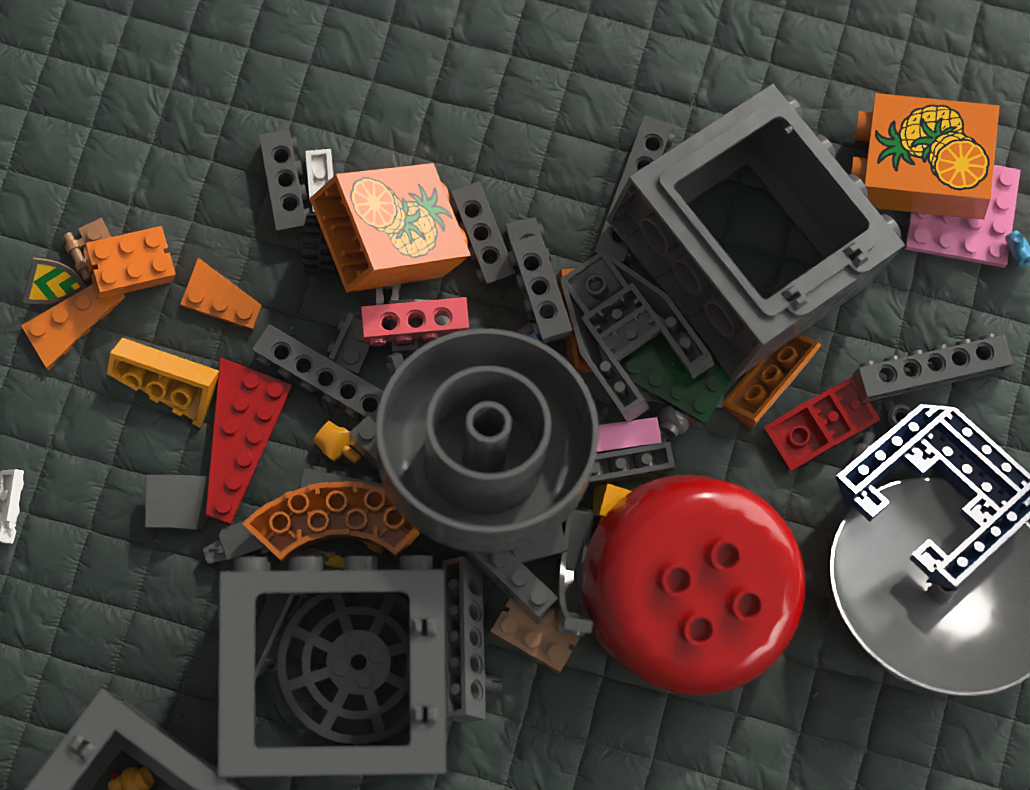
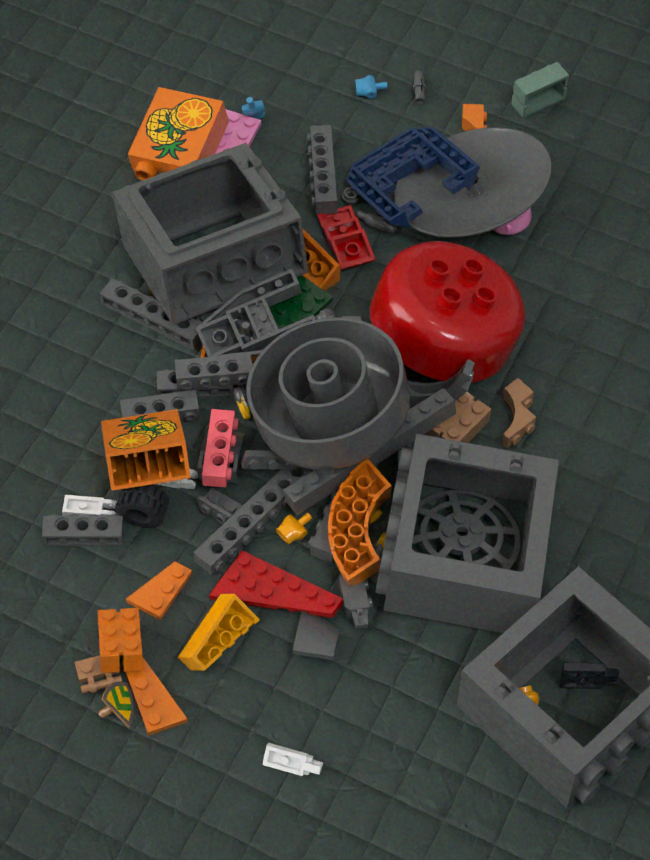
camera: 75 degrees left, 20 degrees down
(558, 719) = (519, 399): none -> medium nougat arch

